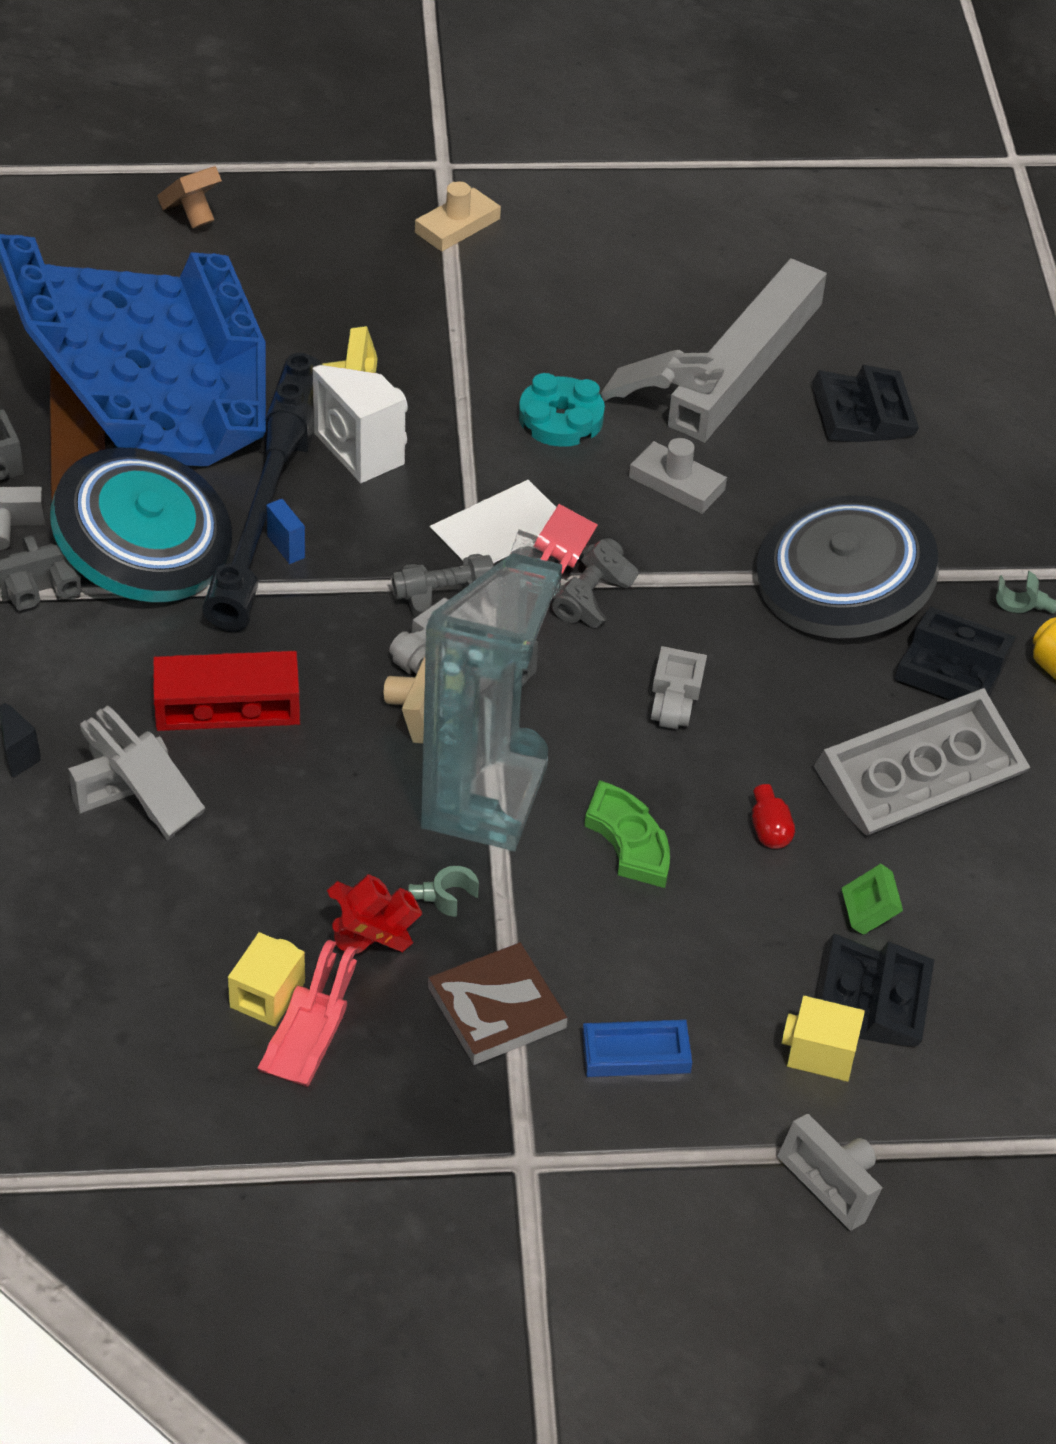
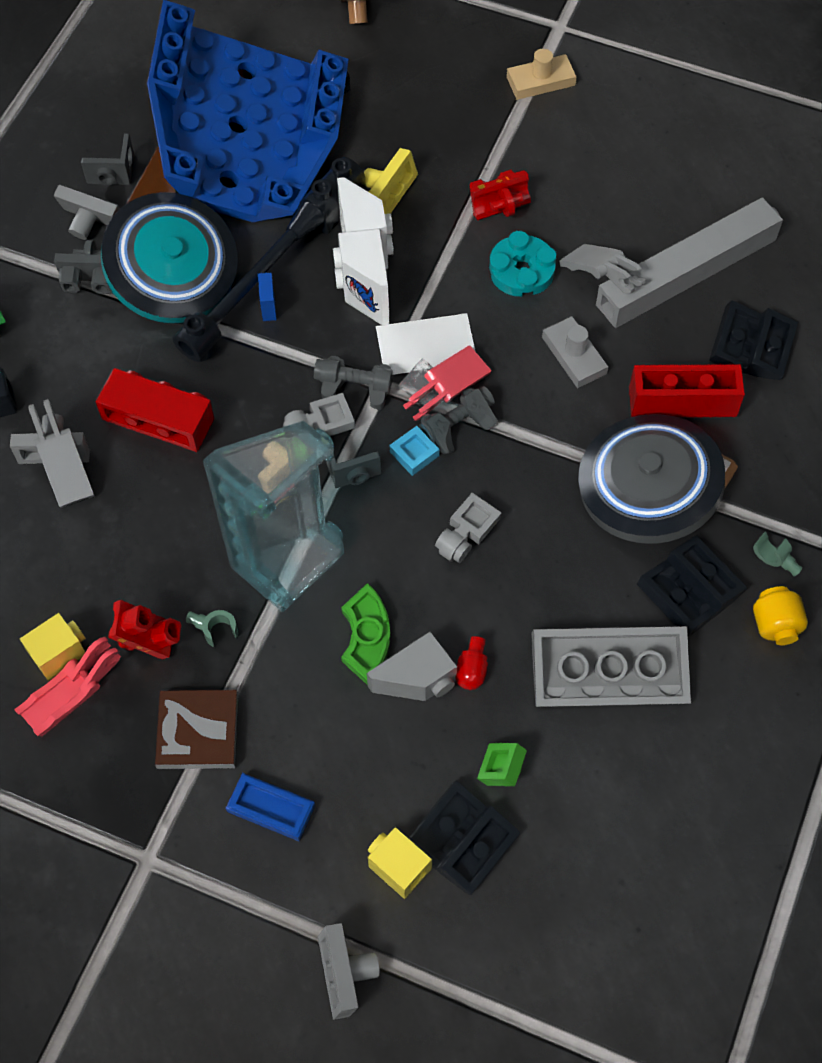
camera: 30 degrees right, 15 degrees up
(397, 466) = (363, 273): none -> white slope
(494, 345) = (500, 195): none -> red hips
(563, 633) = (414, 450): none -> medium azure tile
(716, 845) = (415, 671): none -> light grey slope
(831, 466) = (686, 390): none -> red brick

